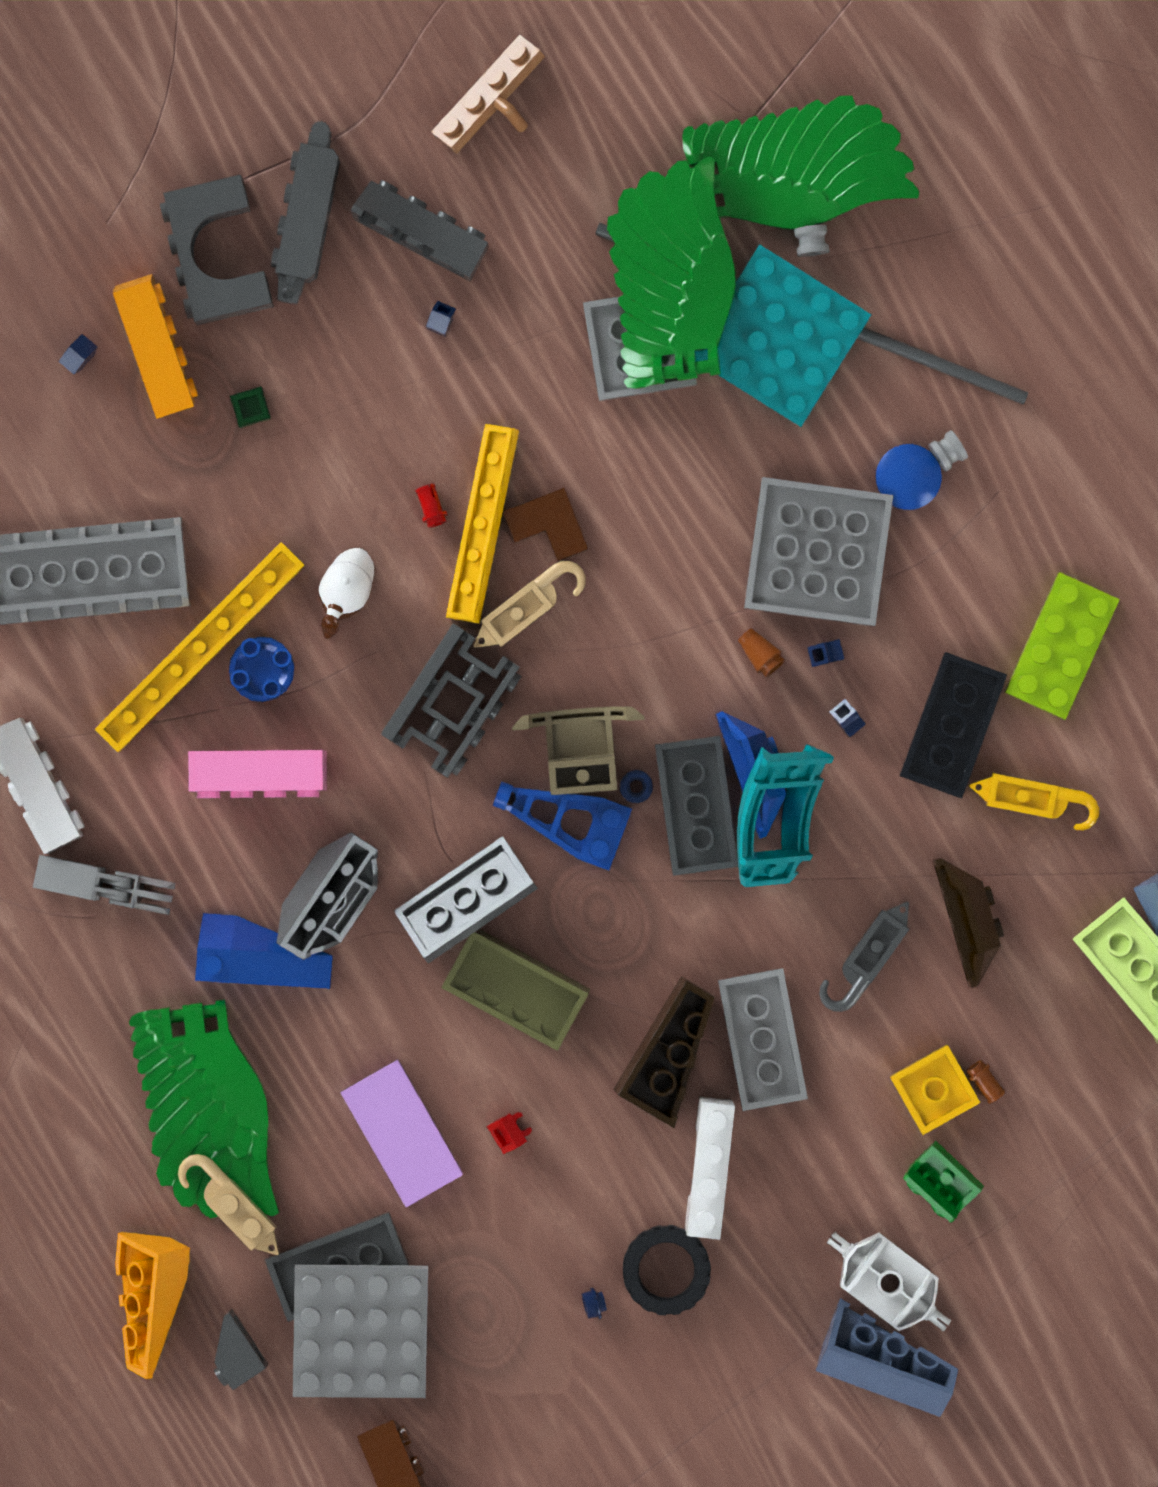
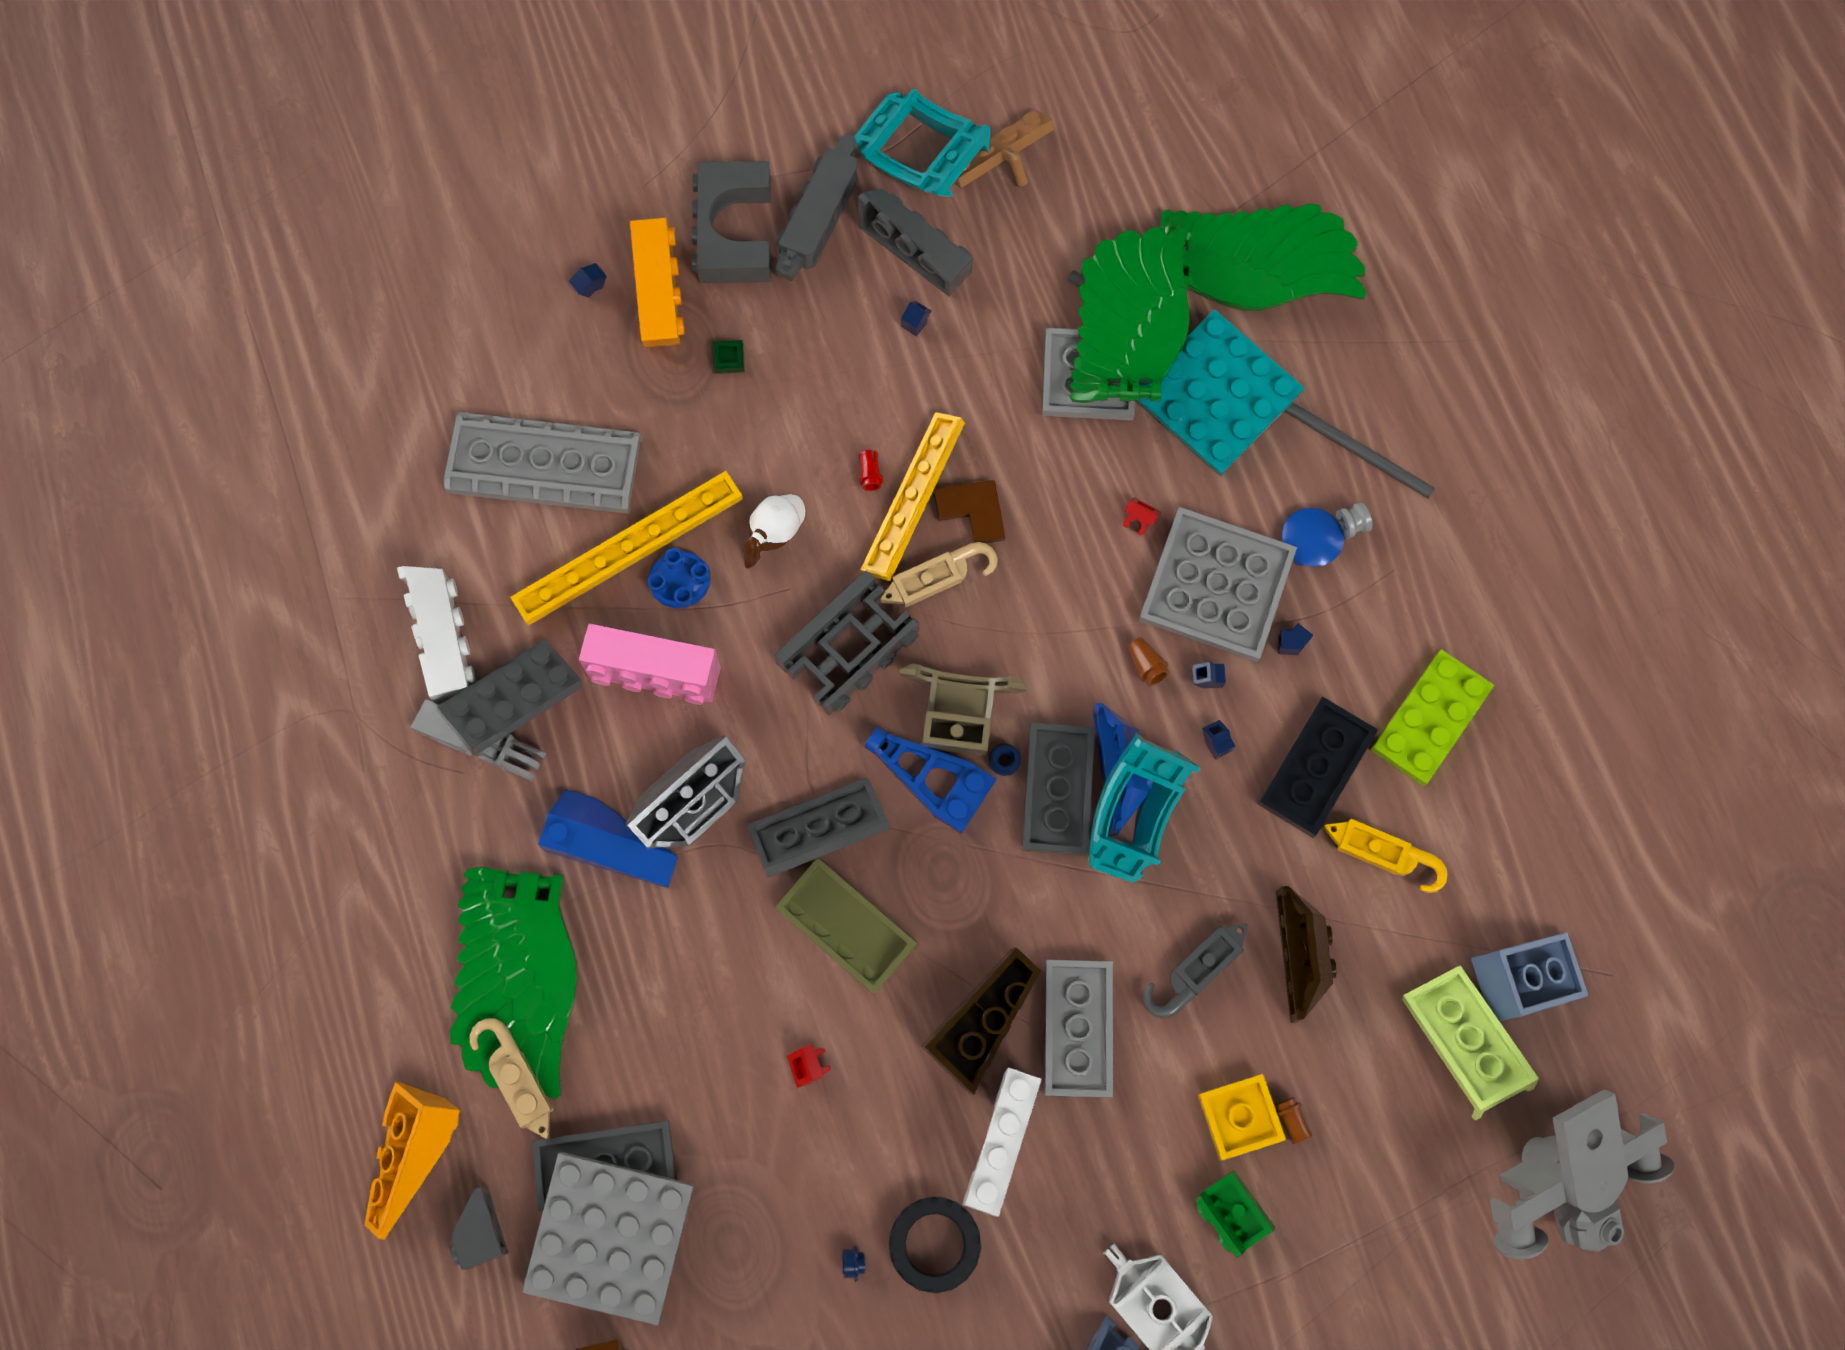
camera: 10 degrees right, 15 degrees down
(125, 835) = (509, 697): none -> dark grey plate
(402, 1133) = (701, 1045): lavender tile -> none
(440, 130) = (965, 141): none -> teal wedge
(725, 491) = (1143, 513): none -> red tile
(811, 240) = (1260, 320): light grey wheel -> none
(907, 596) = (1293, 641): none -> dark blue piece

